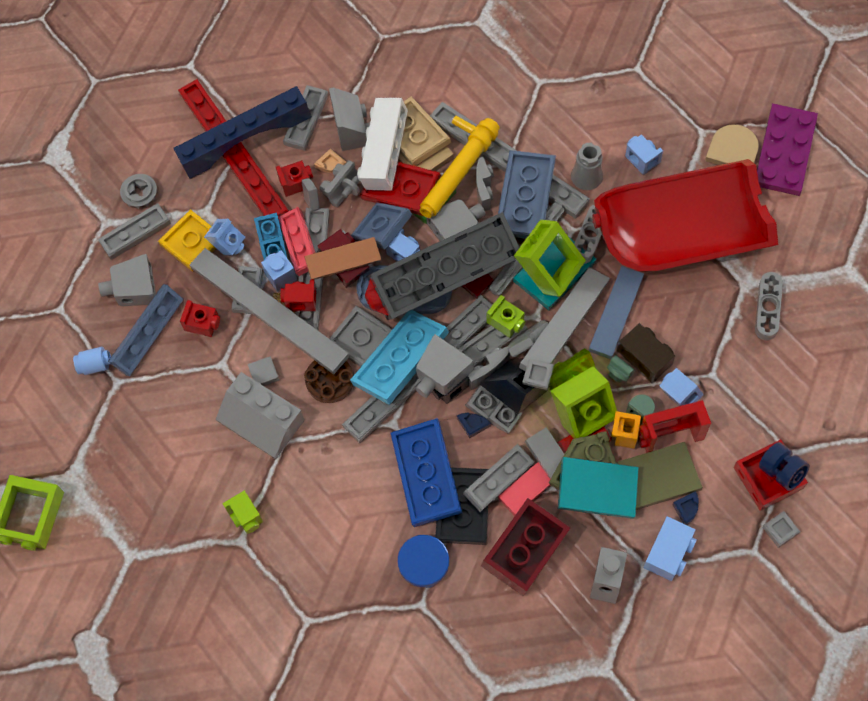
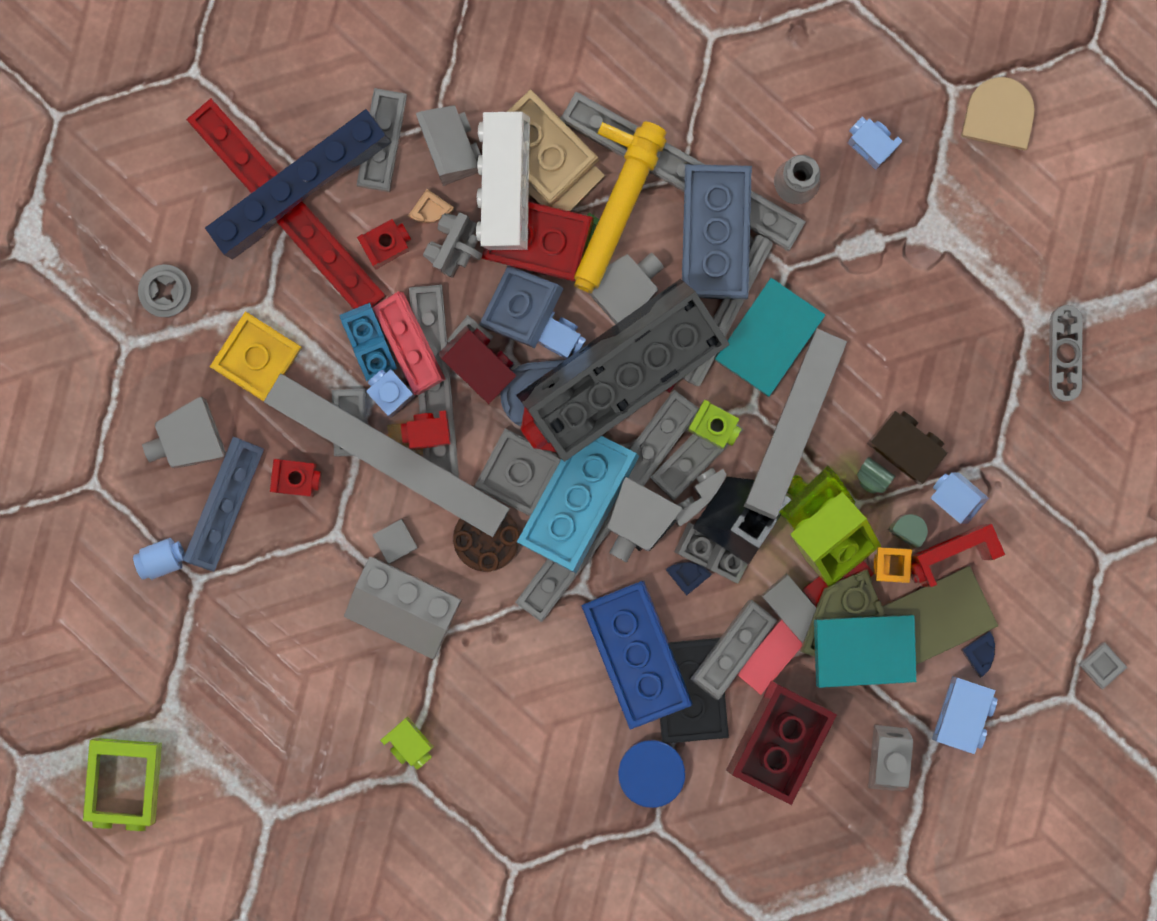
camera: 15 degrees left, 20 degrees up
(134, 231) = (172, 353): light grey tile -> none
(219, 237) = (312, 355): light blue brick -> none
(310, 194) = (413, 270): light grey tile -> none
(342, 258) = (479, 374): nougat tile -> none
(483, 183) = (652, 209): light grey slope -> none
(527, 338) = (744, 454): light grey tile -> none
(534, 247) = (741, 344): lime window -> none
(538, 374) = (772, 518): light grey tile -> none
(582, 238) = (827, 258): light grey beam -> none
(616, 312) = (861, 389): sand blue tile -> none
(685, 217) = (942, 241): red panel -> none
(761, 487) = (1082, 599): red piece -> none
(786, 149) = (1072, 105): magenta plate -> none
(786, 468) = (1092, 588): dark blue wheel -> none

